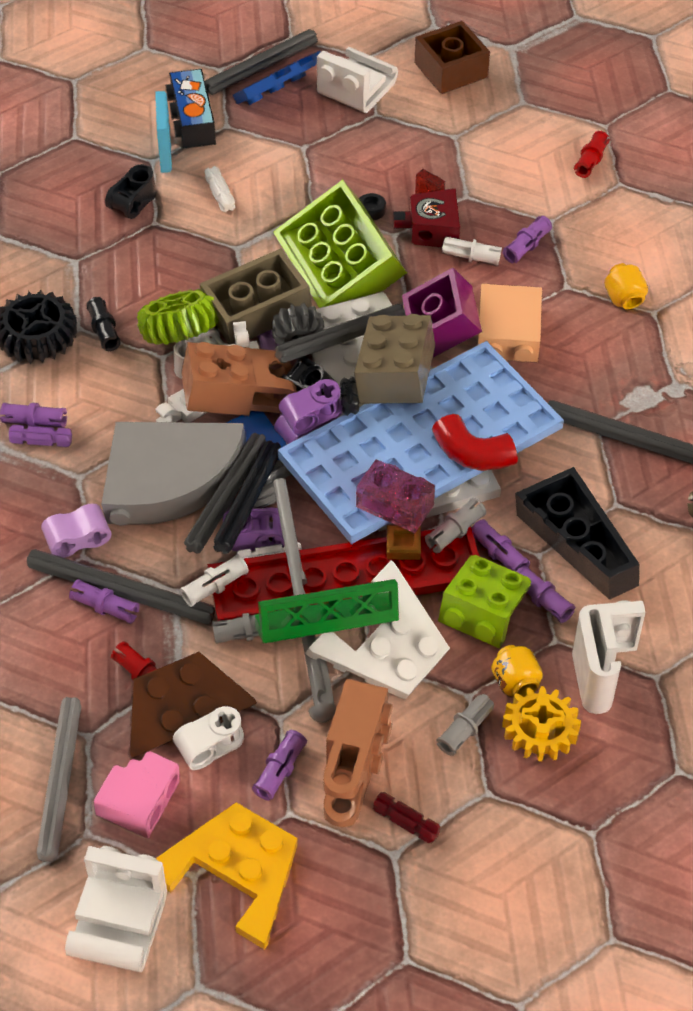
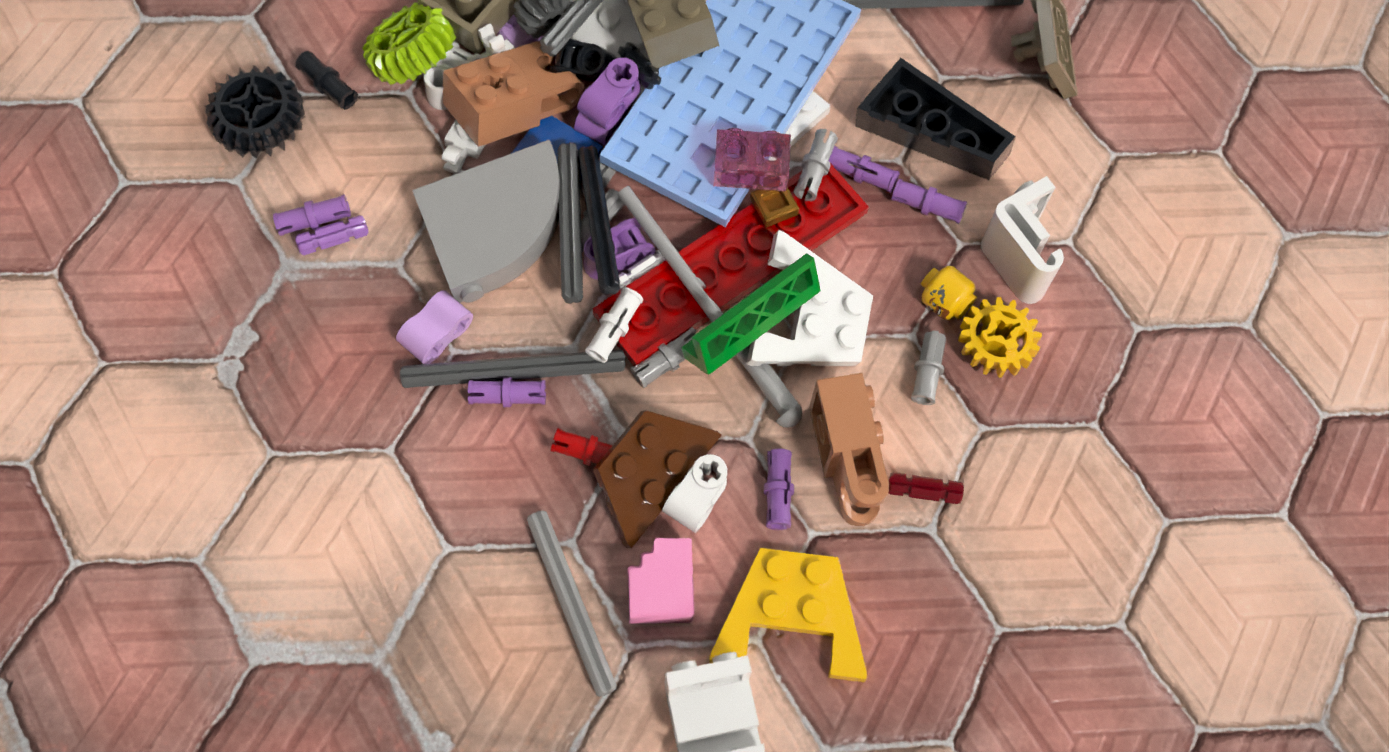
camera: 30 degrees left, 15 degrees up
(473, 451) = (798, 80): red cylinder -> none
(483, 599) = (881, 231): lime bracket -> none

